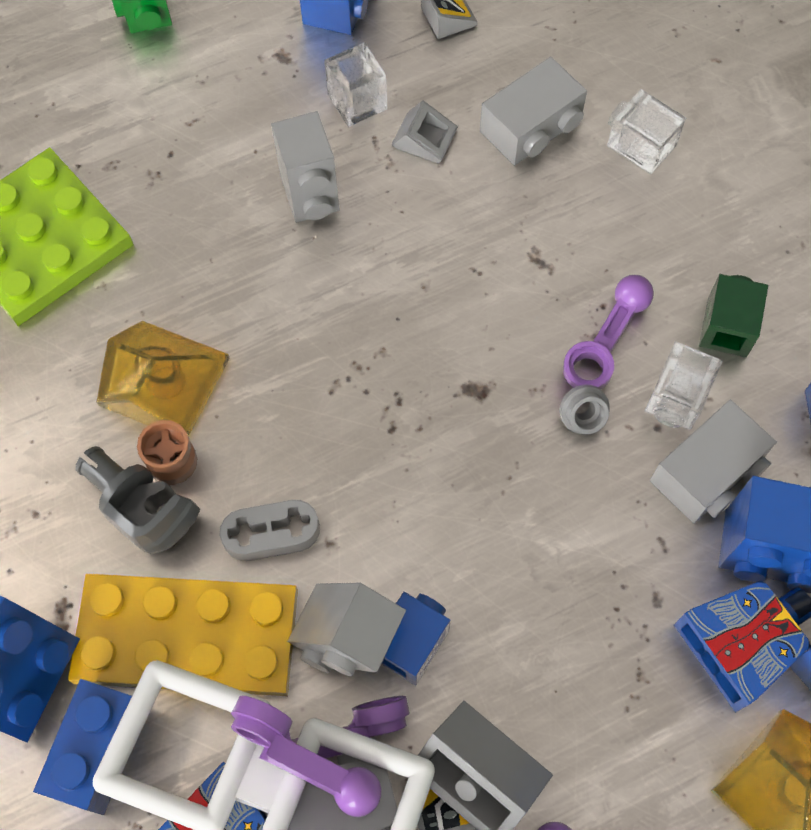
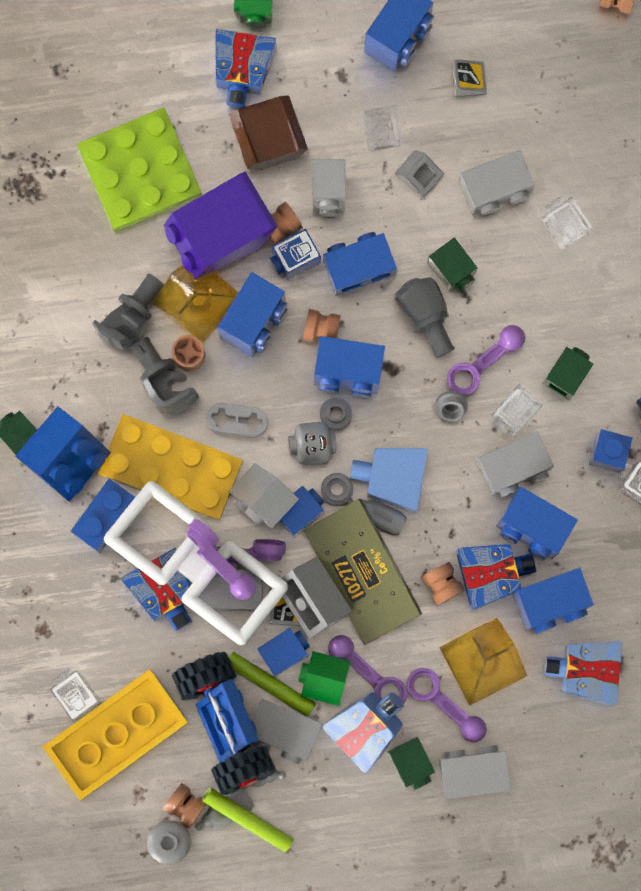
camera: 15 degrees right, 15 degrees up
(66, 427) = (129, 321): none -> dark grey piece
(144, 67) = (242, 64): none -> torso
(165, 257) = (220, 226): none -> dark purple slope
(204, 143) = (268, 133): none -> reddish brown slope
(247, 364) = (253, 315): none -> blue brick
(253, 241) = (286, 222): none -> nougat wheel
(287, 274) = (295, 255): none -> blue brick
(356, 358) = (320, 325): none -> nougat wheel
(382, 259) = (359, 263): none -> blue brick
(398, 526) = (313, 443): none -> light grey head
(413, 487) = (341, 422): none -> flat silver plate
(417, 391) = (348, 366): none -> blue brick
(461, 570) = (336, 478): none -> flat silver plate
(501, 281) = (426, 307): none -> dark grey piece
(514, 225) = (453, 266): none -> dark green brick
(537, 605) = (384, 517): none -> light grey piece
(540, 537) = (393, 476): none -> medium blue torso
(548, 704) = (363, 571): none -> olive tile
(680, 681) = (443, 583): none -> nougat wheel

